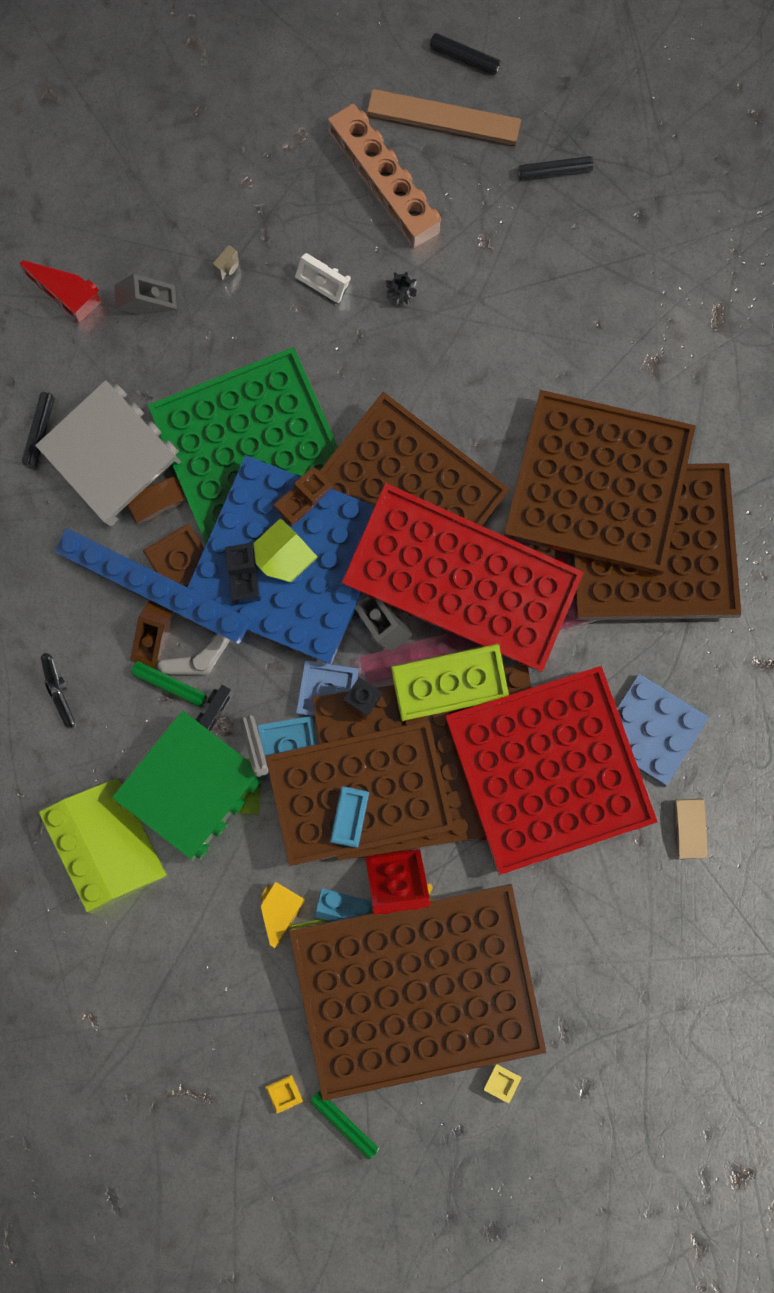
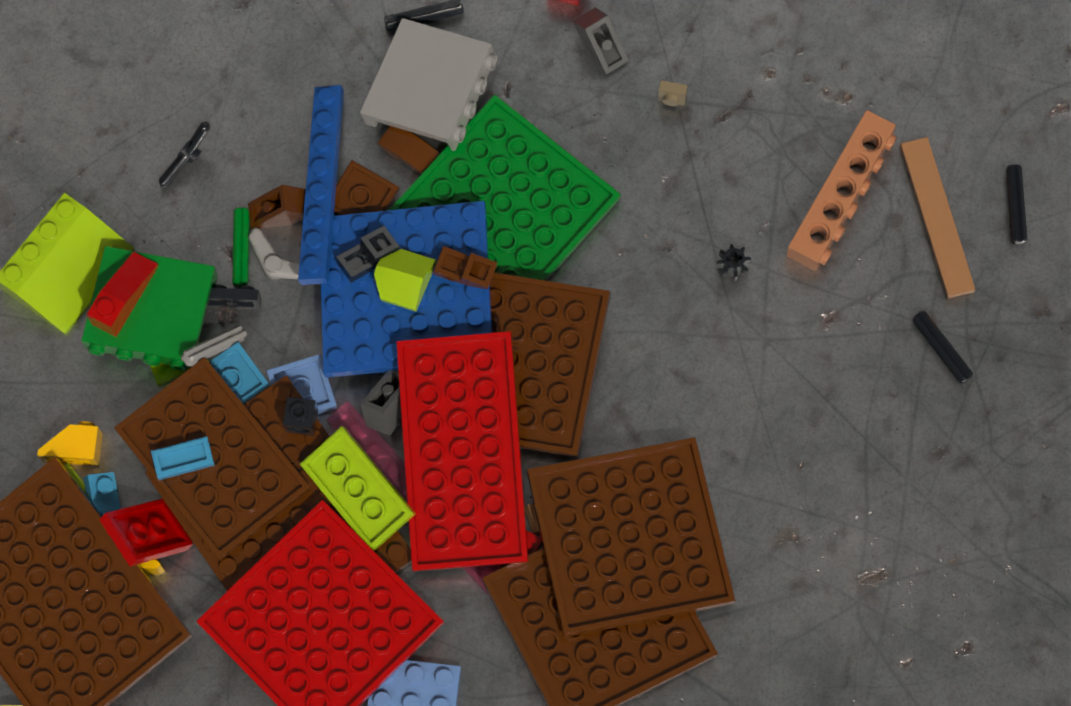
camera: 70 degrees right, 5 degrees down
(168, 800) = (121, 294): none -> red slope
(322, 278) = (703, 187): white plate -> none

